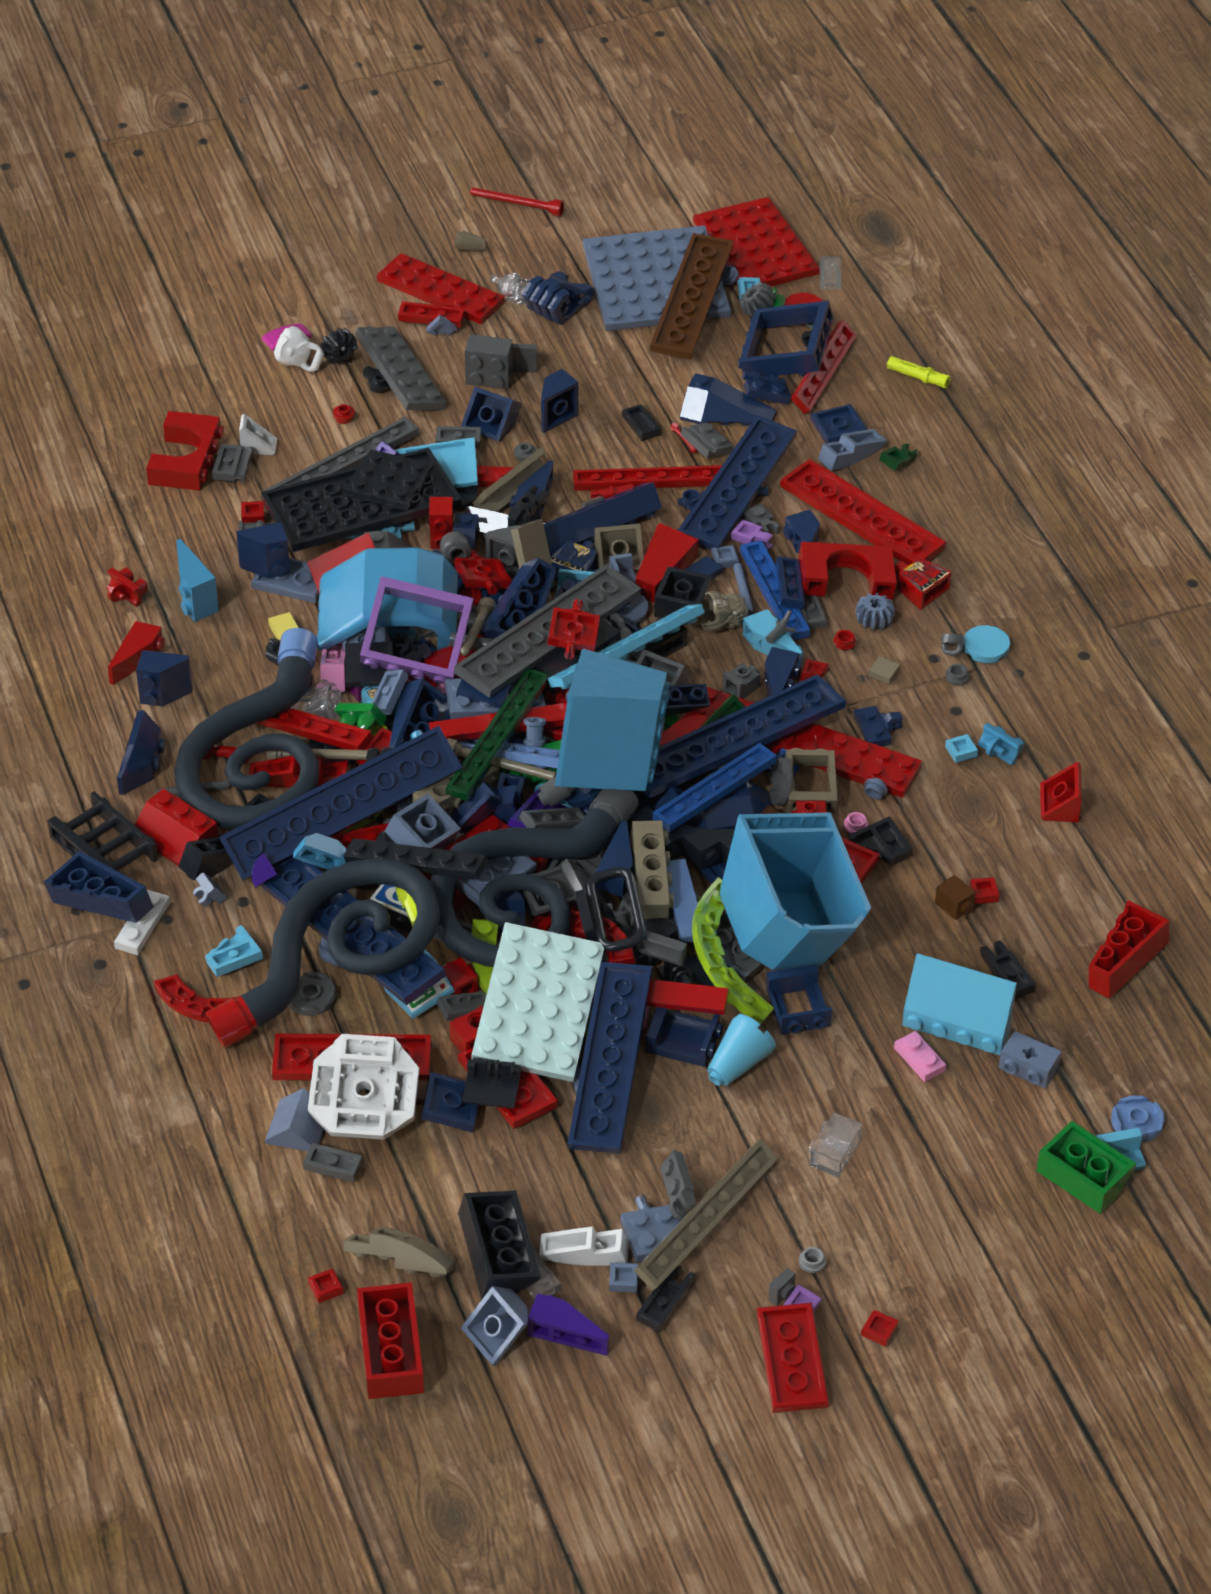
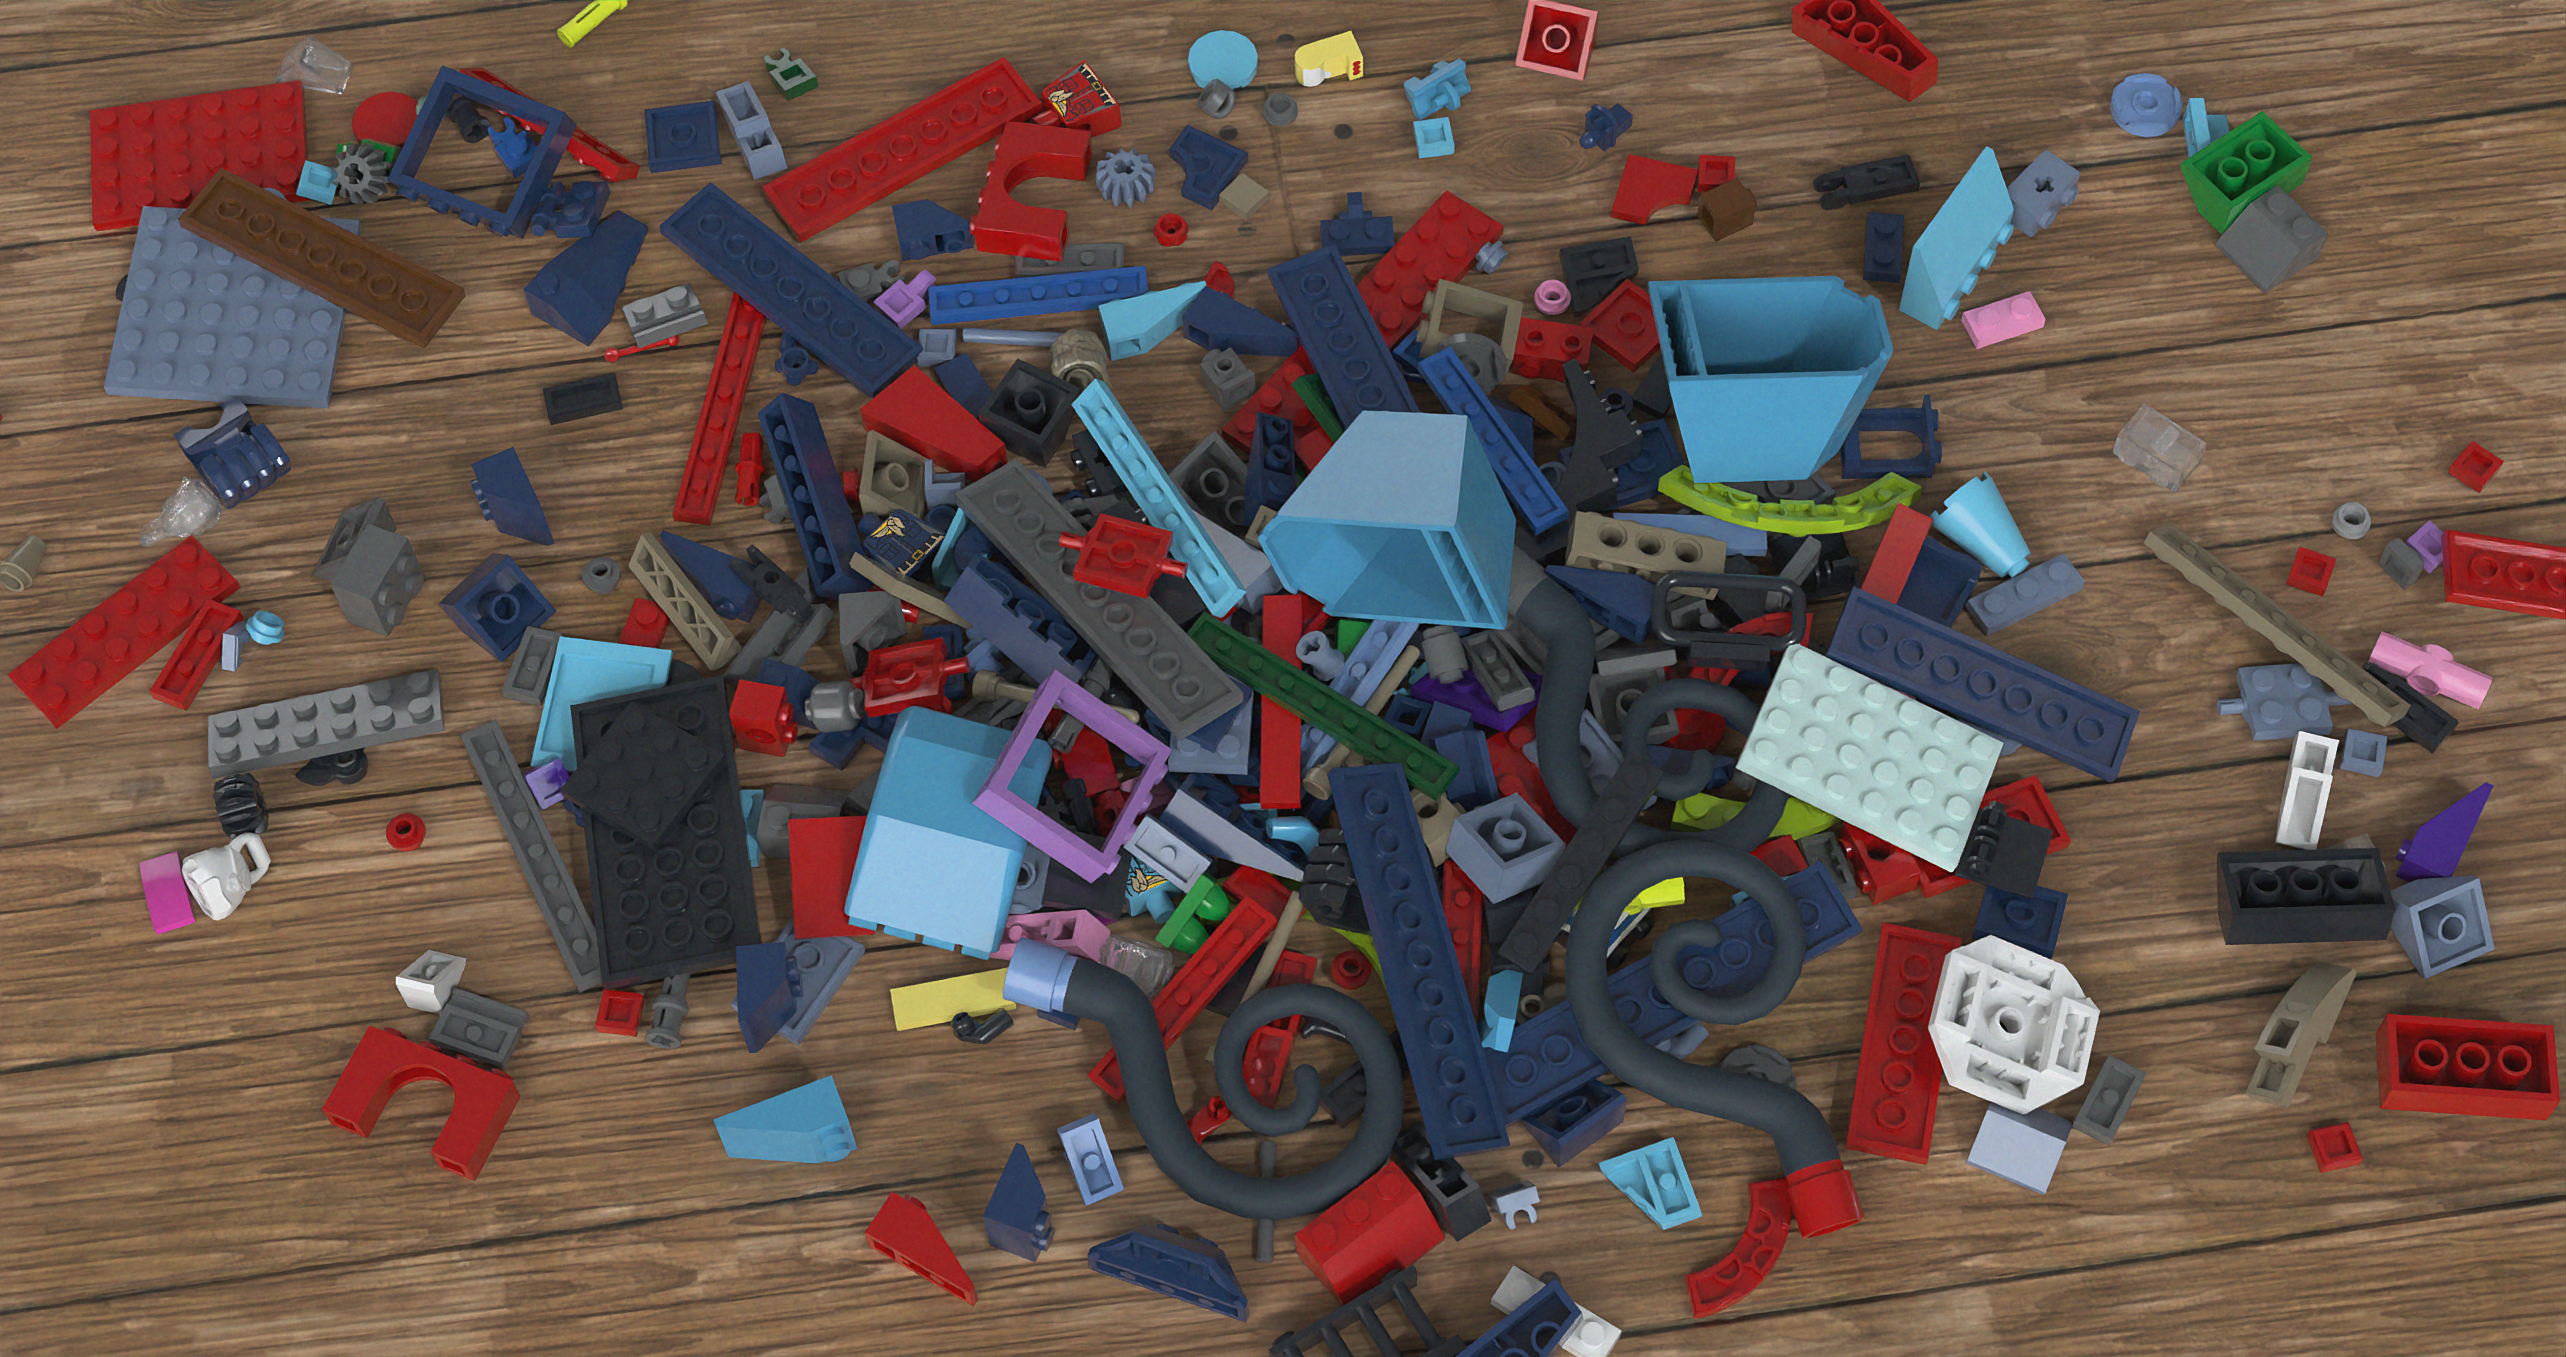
camera: 75 degrees left, 15 degrees up
(123, 588) = (754, 1250): red hips -> none
(199, 704) = (1090, 1159): none -> medium blue slope
(260, 908) = (1576, 1120): none -> dark blue slope
(262, 871) = (1510, 1108): dark purple tile -> none
(453, 334) = (265, 627): none -> medium azure plate
(678, 1184) = (2216, 650): dark grey hinge -> none
(699, 1310) = (2430, 670): none -> bright pink piece
(700, 1089) = (2025, 594): none -> sand blue plate
(761, 1238) = (2311, 571): none -> red plate
(780, 628) = (1156, 296): dark grey bar -> none
(790, 582) = (1040, 267): dark blue tile -> none
(904, 650) = (1207, 163): none -> dark blue tile
(962, 859) = (1650, 186): none -> red tile
(1000, 830) = (1604, 126): none -> dark blue piece
(1005, 689) = (1328, 59): none -> light yellow leg
(1039, 1195) = (2272, 239): none -> dark grey slope

